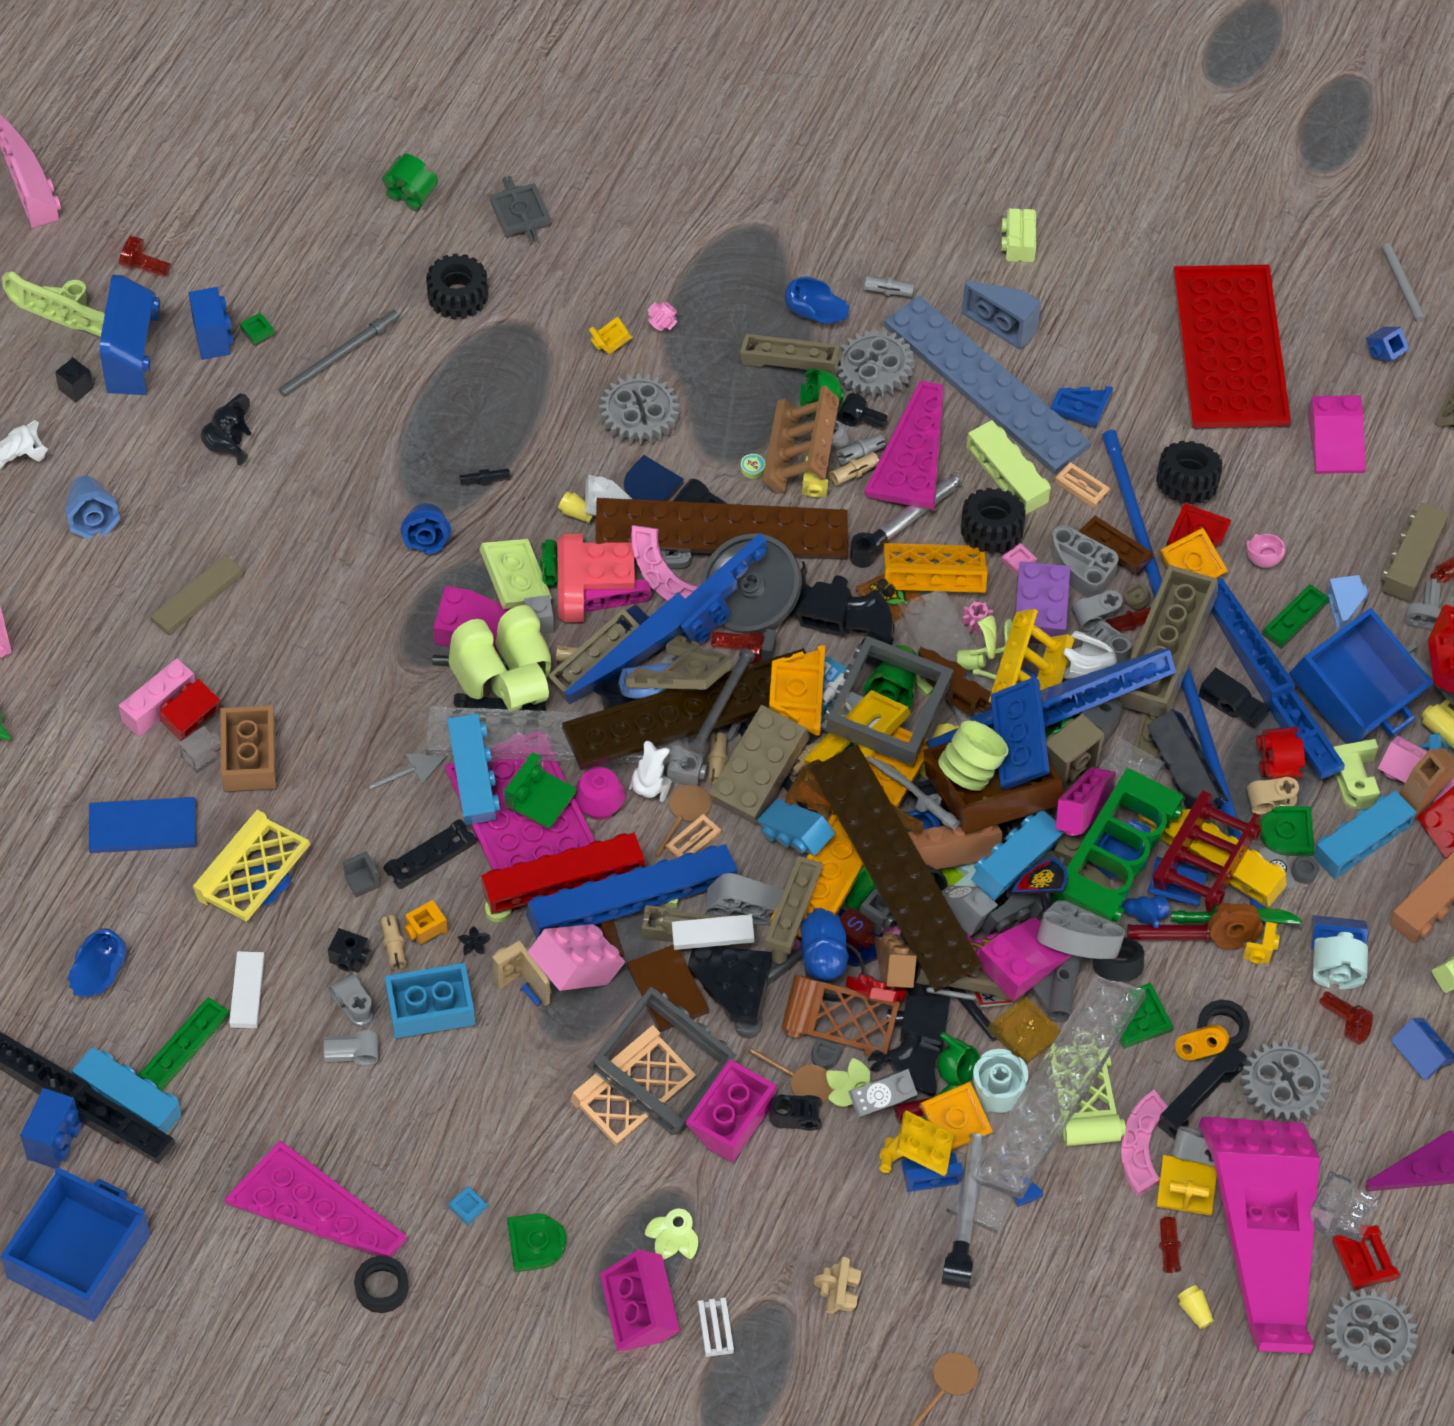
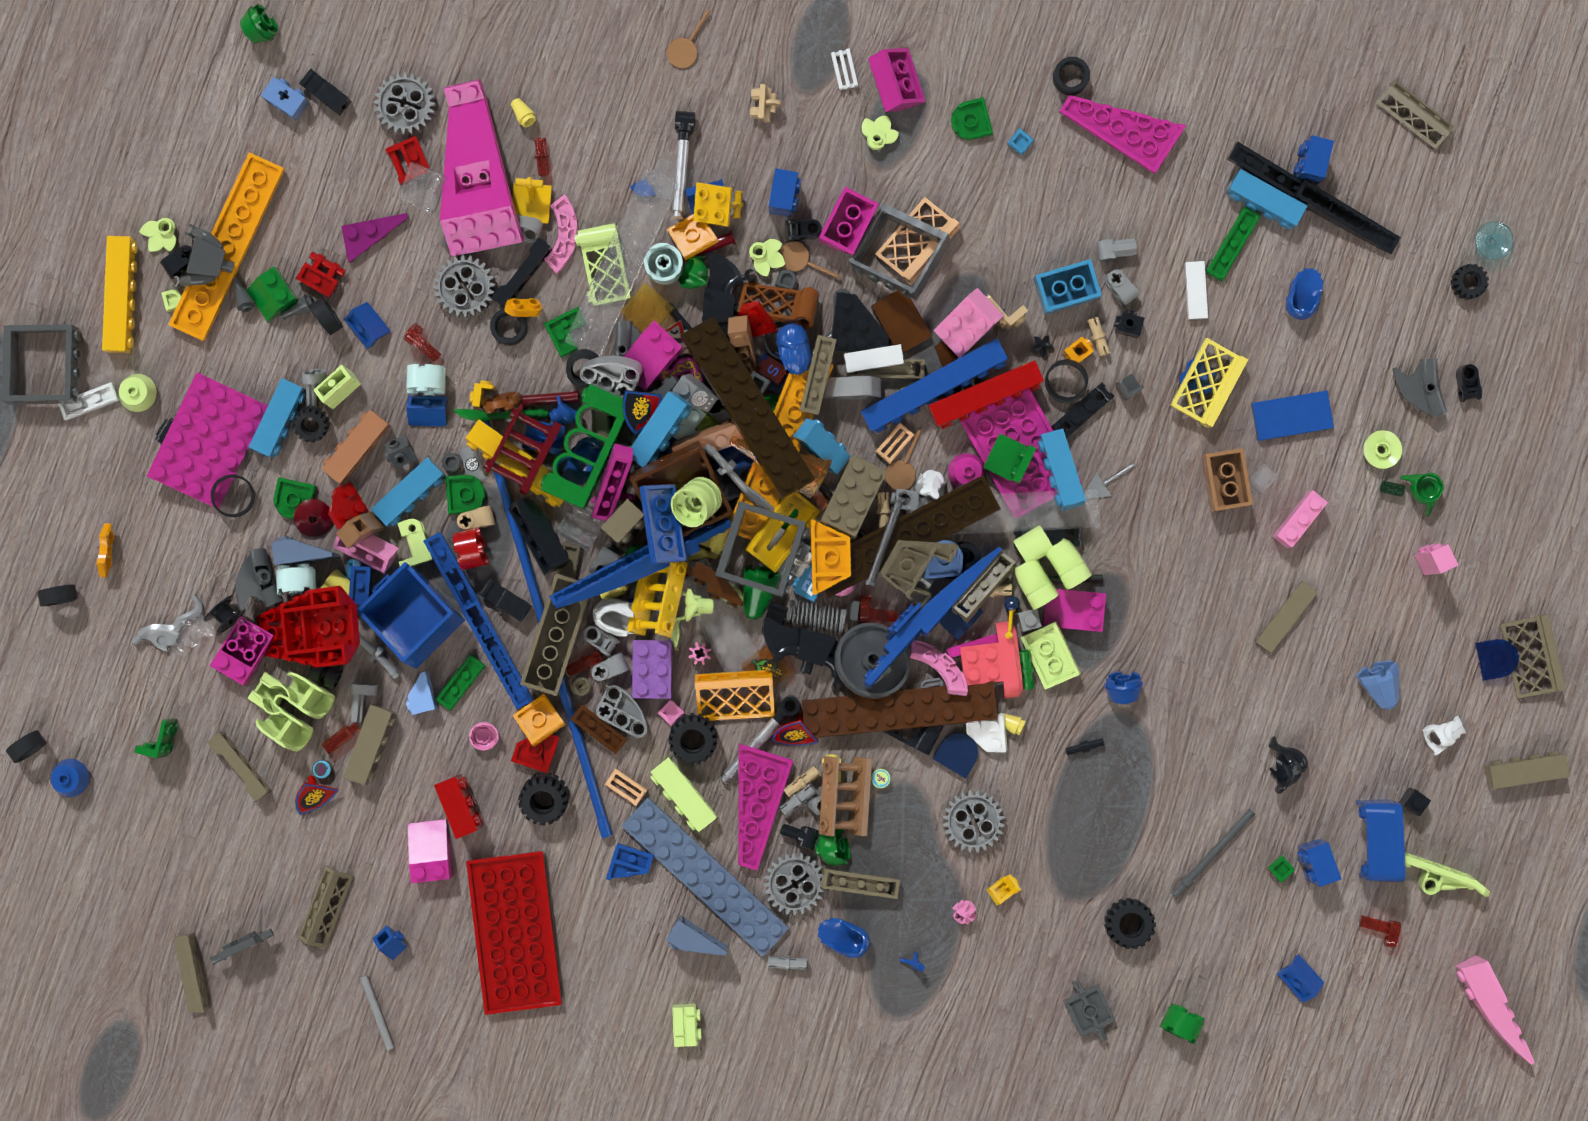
camera: 175 degrees right, 30 degrees up
(25, 725) = (1393, 487): none -> clear green piece
(25, 761) = (1391, 446): none -> yellowish green dish
(76, 1243) = (1280, 78): blue container -> none
(189, 709) = (1275, 509): red brick -> none
(251, 218) = (1301, 979): none -> blue panel
(444, 899) = (1054, 395): none -> black tyre
(558, 632) = (1012, 606): none -> hinge
(730, 271) = (914, 962): none -> blue bar
(786, 635) = (842, 615): none -> light grey piece
(819, 1153) = (783, 192): none -> blue brick
(856, 525) = (794, 733): none -> shield
(883, 1092) = (744, 245): light grey slope -> none
(1299, 472) = (459, 806): none -> red piece
(1377, 881) = (399, 451): none -> dark grey brick
(1430, 721) = (360, 584): none -> blue panel

